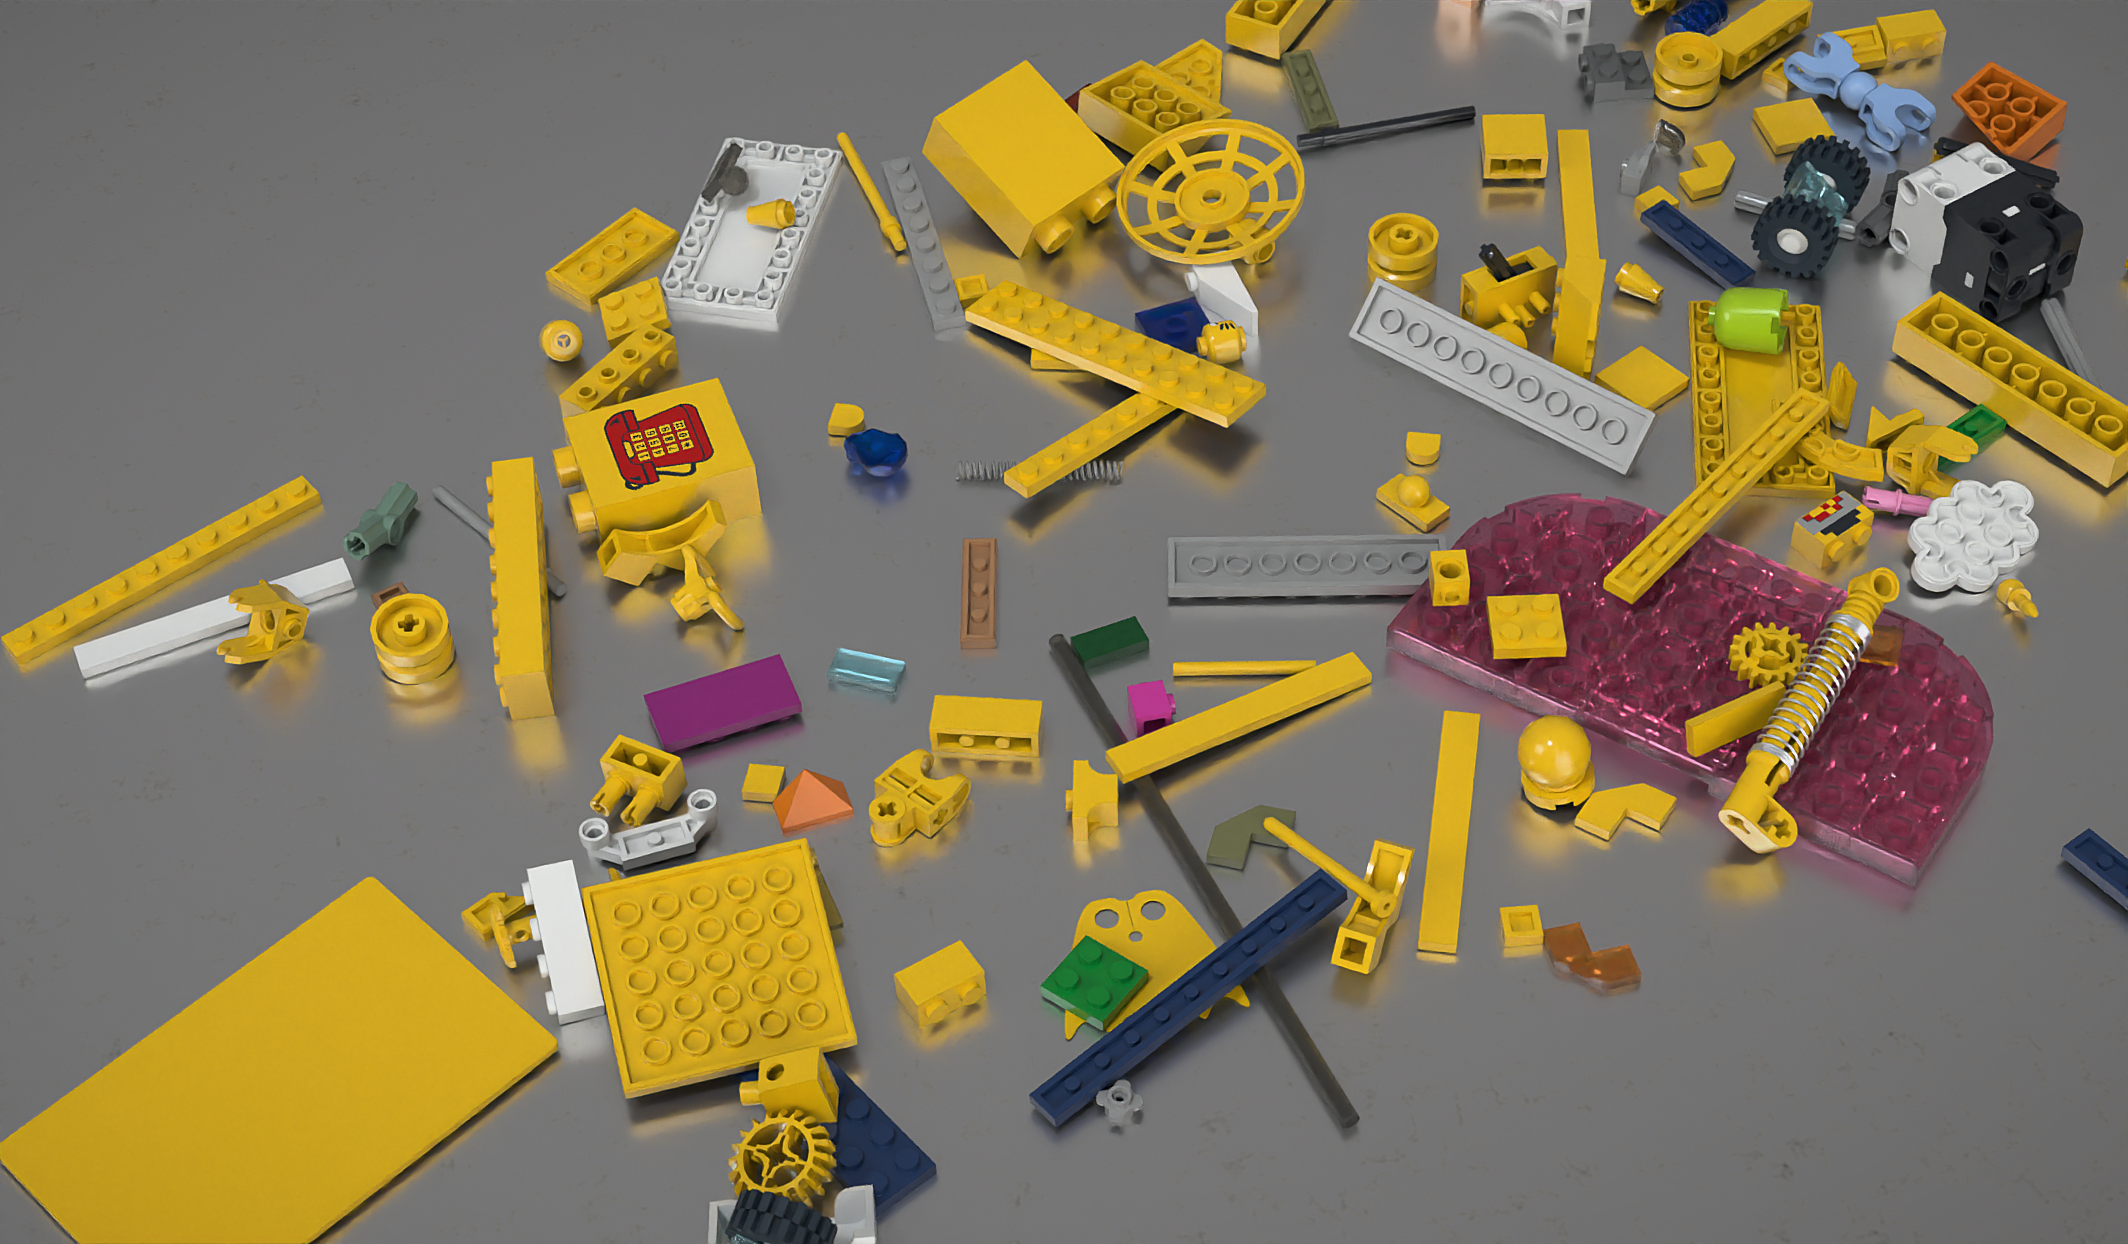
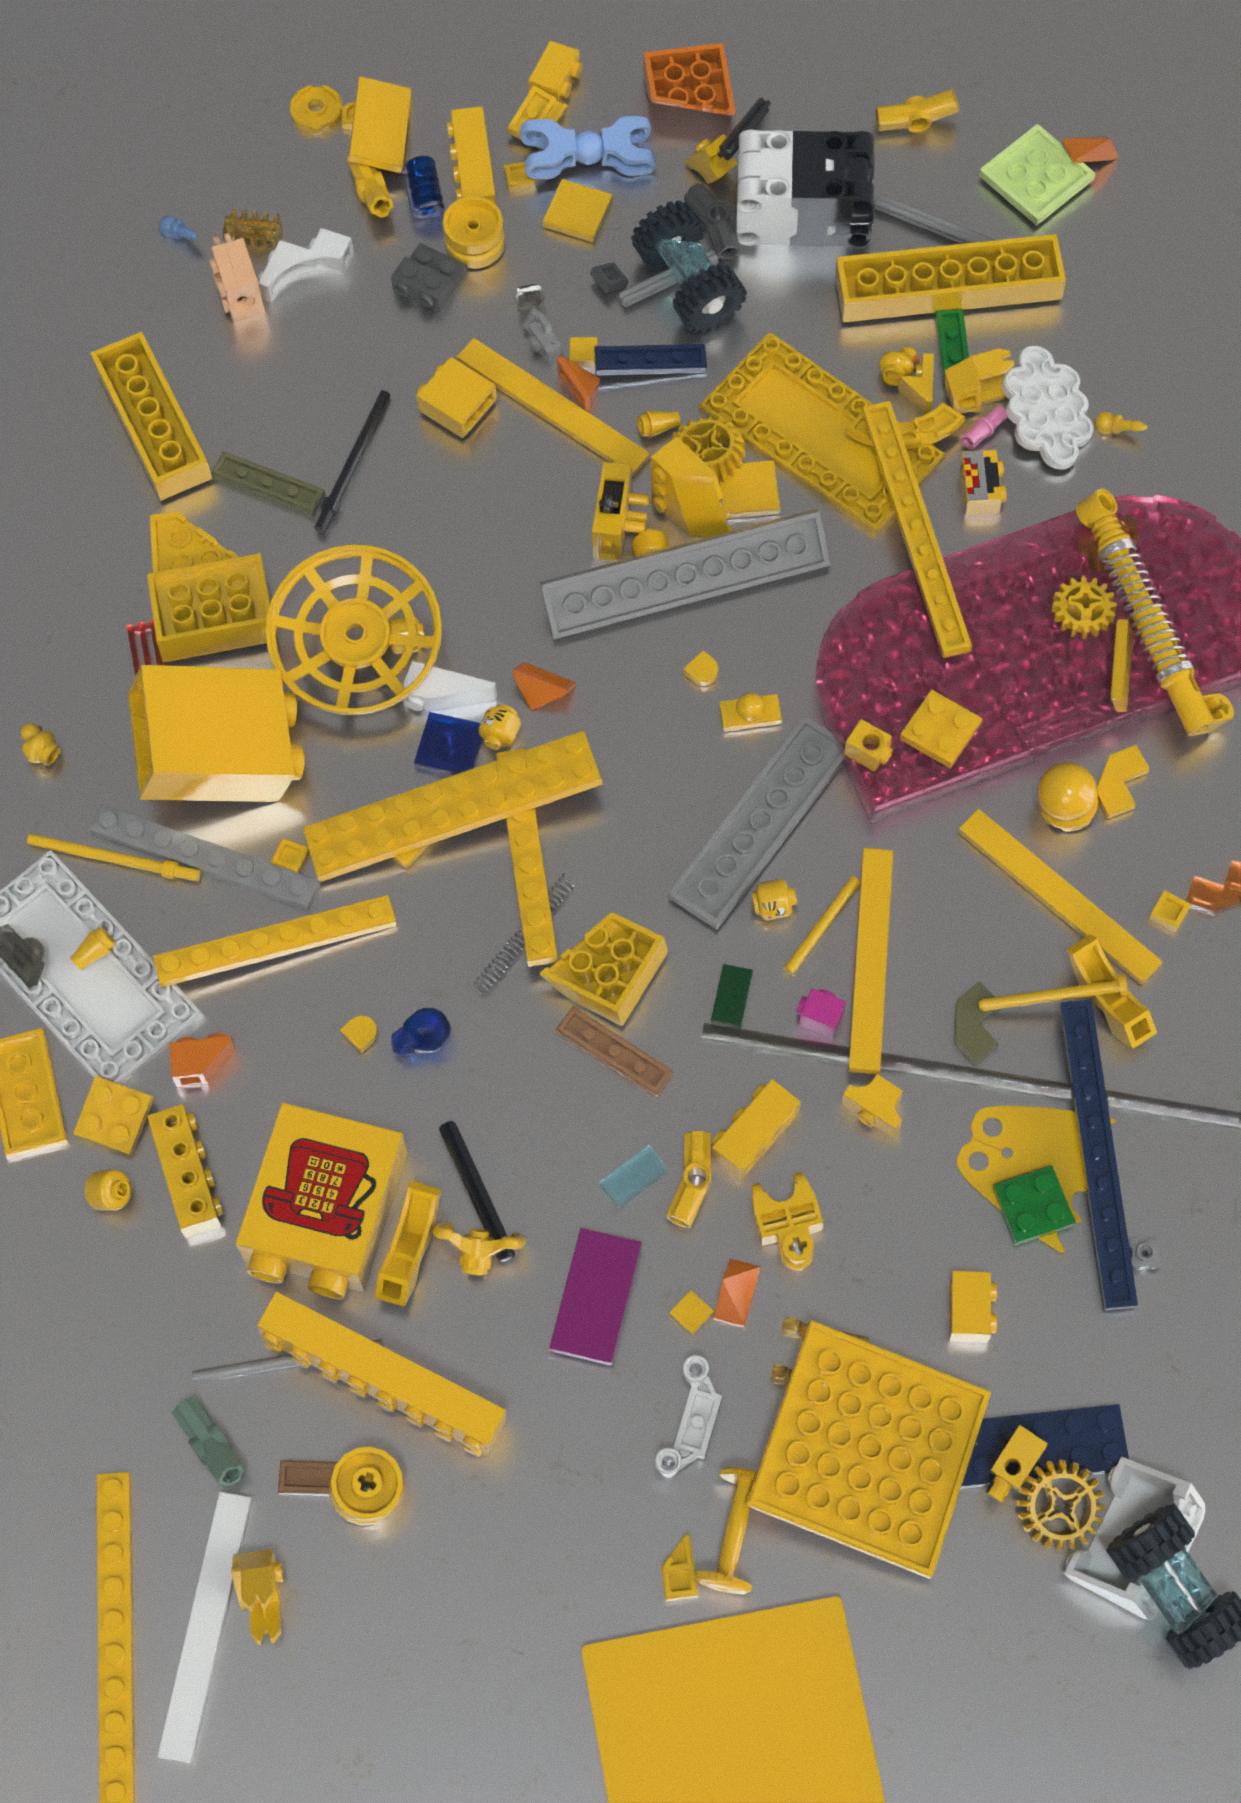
camera: 55 degrees left, 20 degrees up
(565, 942) = (770, 1541): white brick -> none
(640, 772) = (634, 1392): yellow brick -> none
(729, 333) = (199, 1059): none -> orange slope
(762, 569) = (474, 1185): none -> black axle
(883, 319) = (274, 941): none -> yellow plate
(895, 709) = (696, 1162): none -> yellow piece
(929, 94) = (39, 745): none -> yellow animal
(1054, 536) = (609, 967): none -> yellow wedge
(1234, 614) = (774, 899): none -> yellow head
(1294, 350) = (540, 685): none -> orange slope
(1403, 251) = (507, 546): yellow wheel -> none
(1620, 216) = (579, 382): none -> orange slope
(1644, 325) = (704, 440): none -> yellow gear
(1710, 178) = (575, 284): yellow tile -> none
(1749, 176) = (609, 277): none -> dark grey tile
(1750, 319) = (769, 385): lime cylinder -> none
(1841, 395) = (863, 383): yellow tile -> none
(1887, 401) = (897, 364): none -> yellow animal

